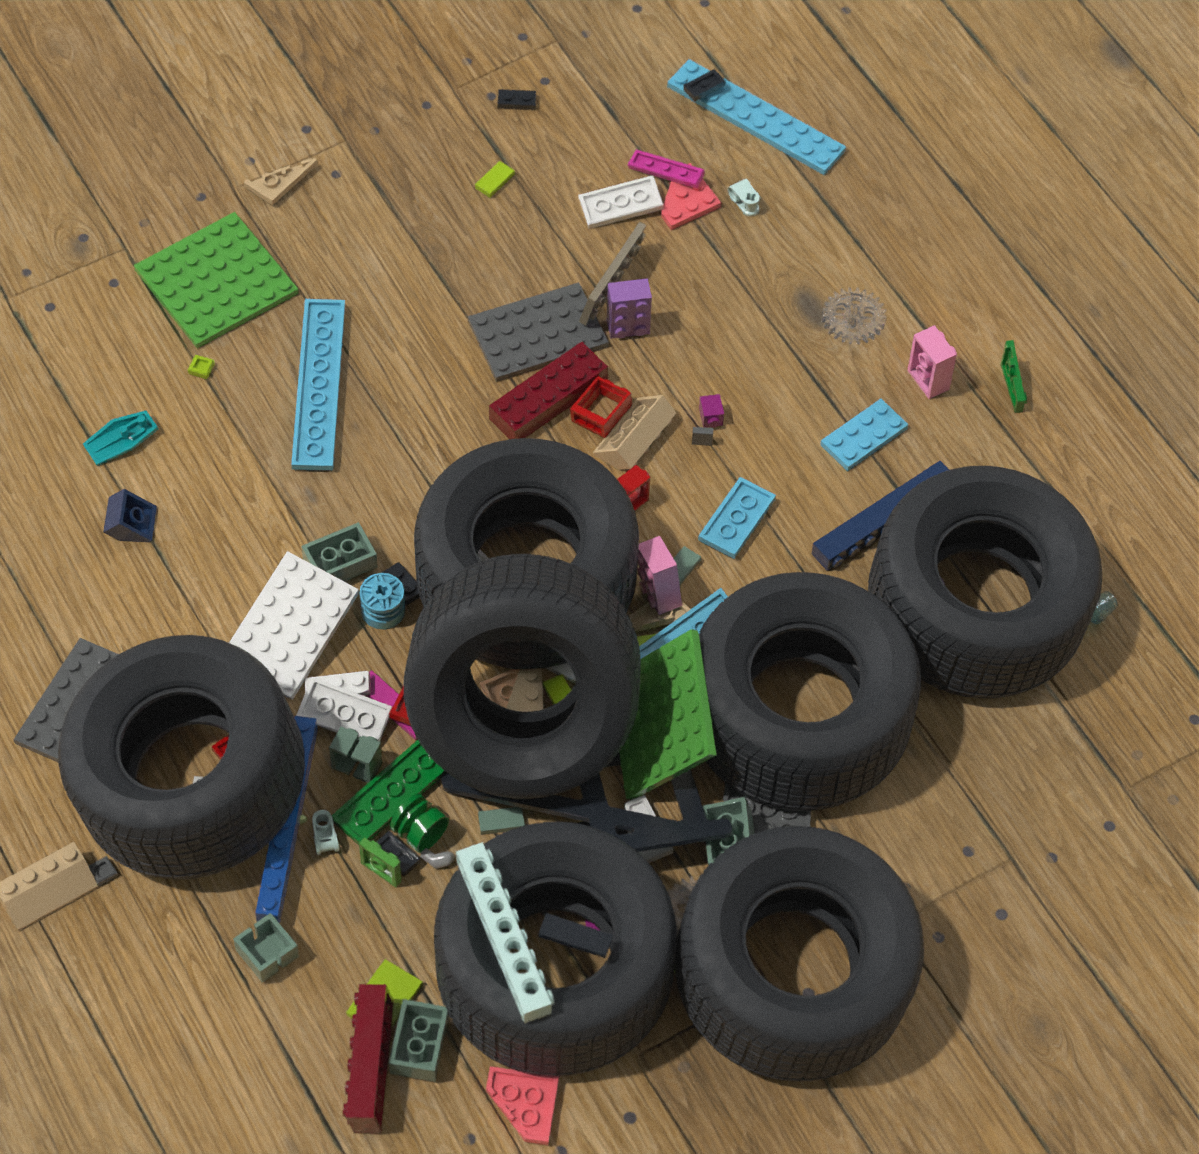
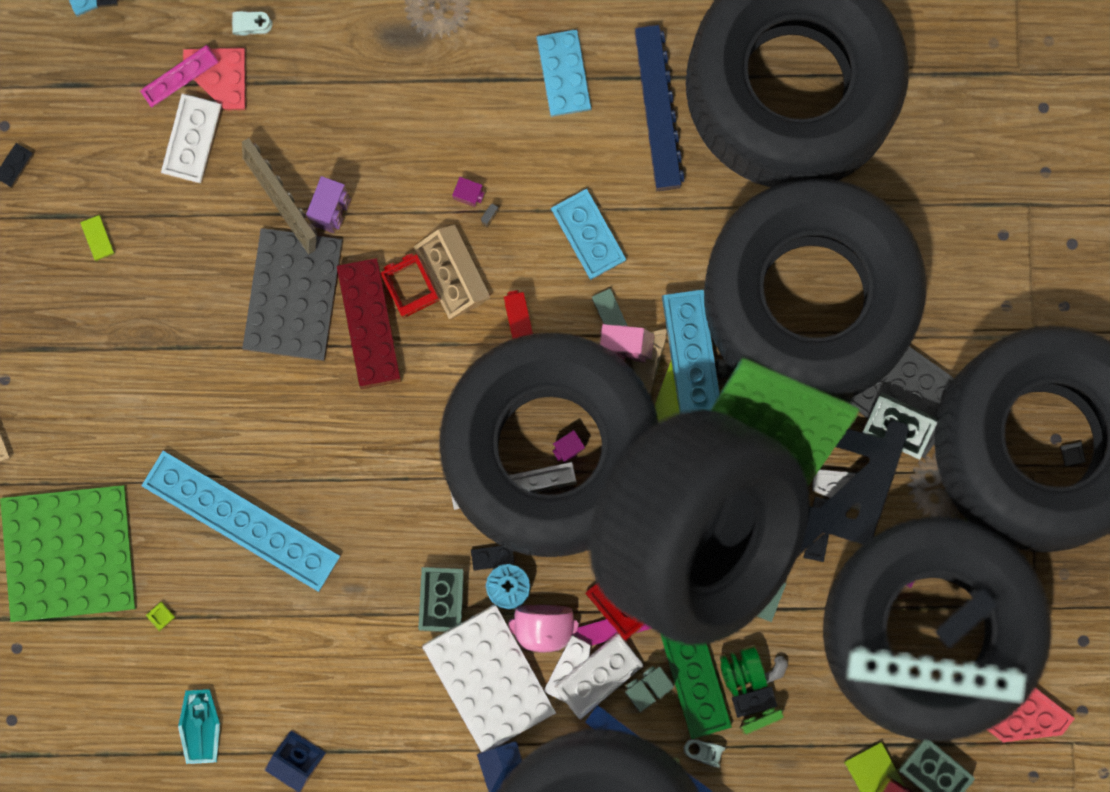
camera: 55 degrees left, 25 degrees up
(362, 644) = (543, 627): none -> bright pink piece

